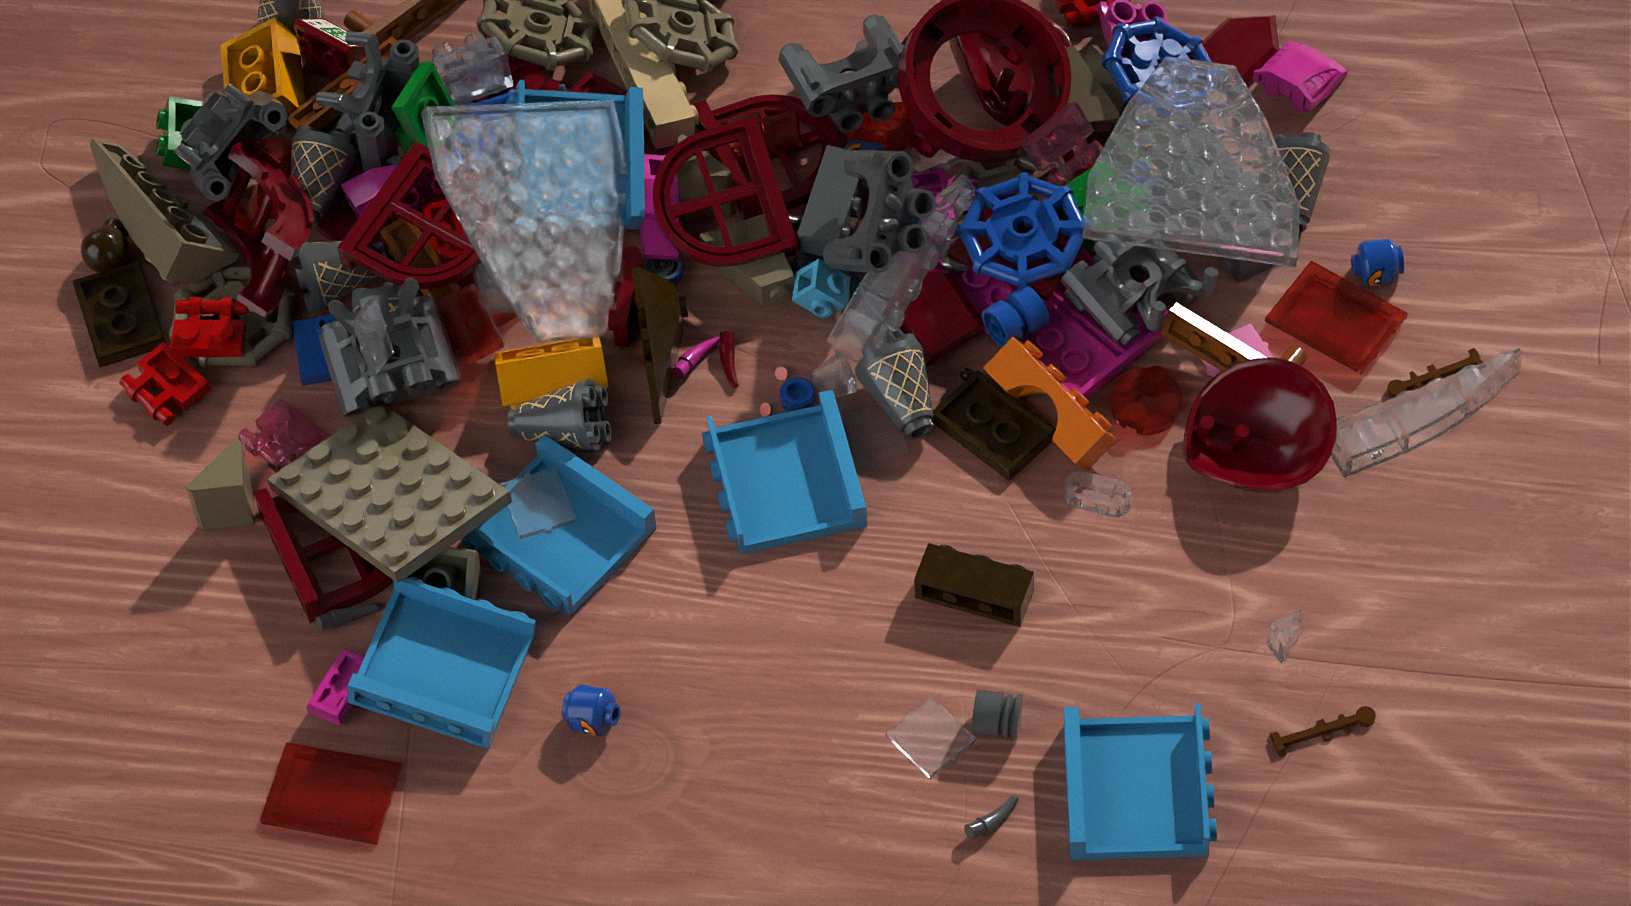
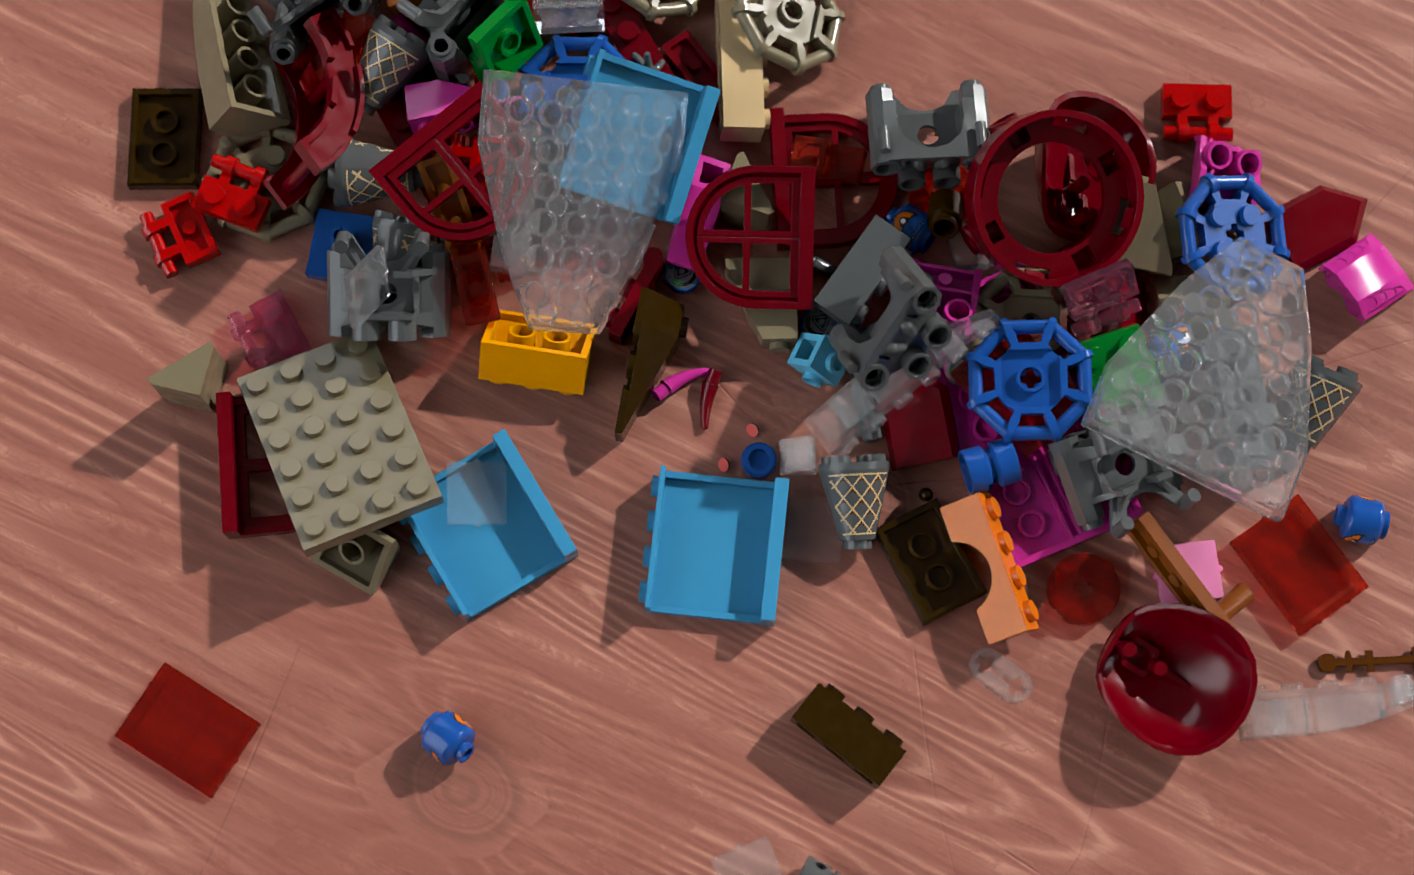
camera: 15 degrees right, 20 degrees up
(106, 246) = (173, 64): dark brown piece -> none
(331, 696) = (232, 624): dark pink plate -> none
(341, 616) = (260, 545): dark grey helmet -> none
(443, 661) = (329, 637): dark azure panel -> none
(568, 416) = (531, 414): dark grey cone -> none
(890, 131) = (945, 213): none -> dark brown brick

